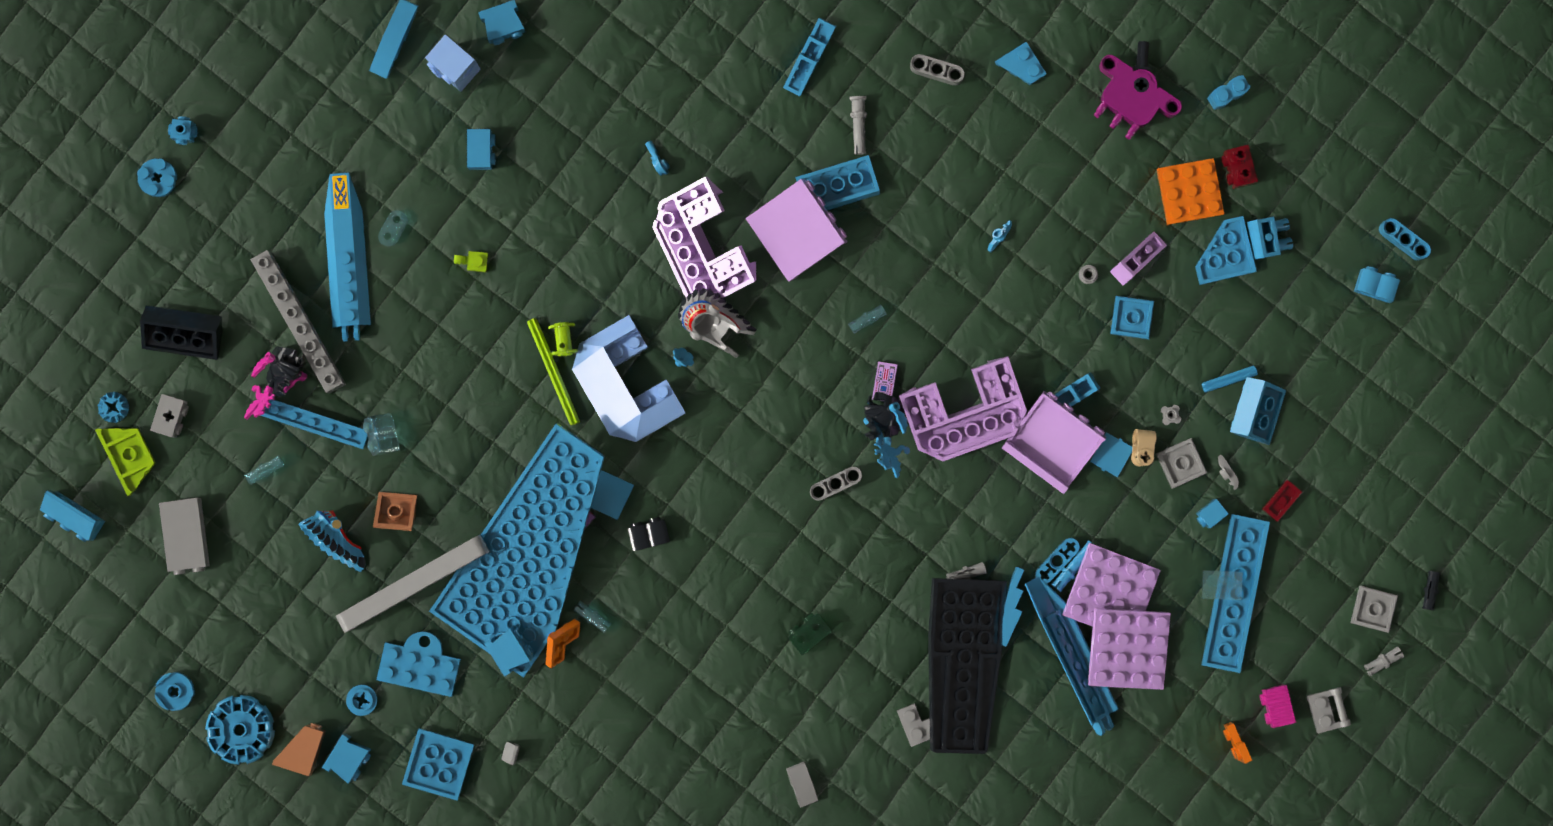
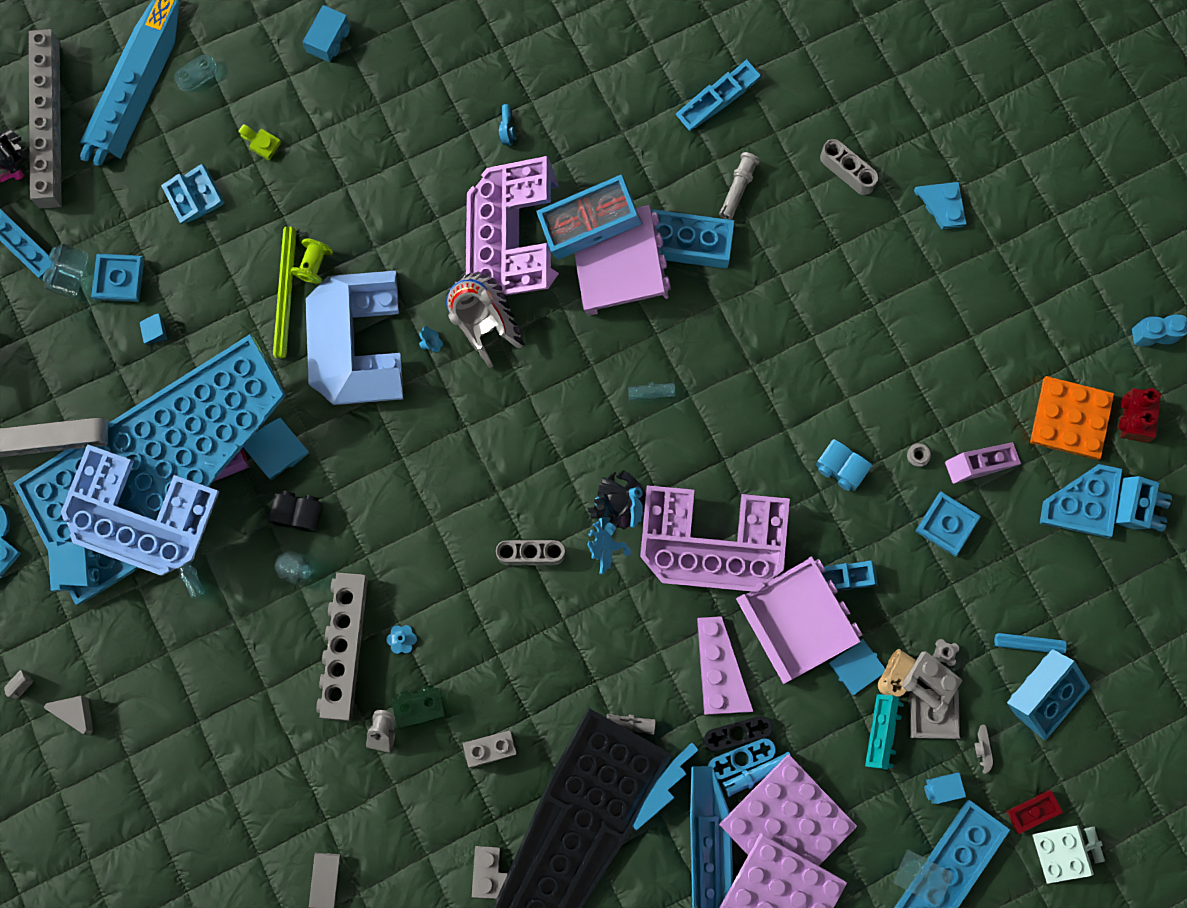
camera: 20 degrees right, 10 degrees down
(395, 511) = (37, 359): nougat slope -> none
(421, 420) = (117, 277): none -> dark azure plate
(443, 327) = (193, 194): none -> dark azure slope
(468, 447) = (153, 329): none -> dark azure slope
(545, 610) = (128, 536): none -> light blue slope
(558, 640) = (129, 583): orange plate -> none
(563, 754) = (74, 712): none -> light grey slope
(667, 576) = (293, 567): none -> clear light blue head
(742, 664) = (352, 634): none -> light grey brick
(761, 211) = (589, 217): none -> brick
(771, 584) = (406, 643): none -> dark azure plant
(791, 663) = (382, 733): none -> light grey piece
(874, 639) = (489, 749): none -> light grey brick
(884, 378) = (640, 463): lavender tile -> none
(999, 235) = (838, 368): dark azure piece -> none
(1013, 505) = (720, 674): none -> lavender wing
(1036, 309) = (843, 465): none -> dark azure brick
(1054, 530) = (753, 722): none -> black beam
(1125, 98) = (1043, 288): magenta piece -> none
(1150, 494) = (883, 732): none -> teal plate
(1170, 437) = (934, 676): none -> light grey plate
(1315, 521) = (1065, 854): none -> light aqua plate

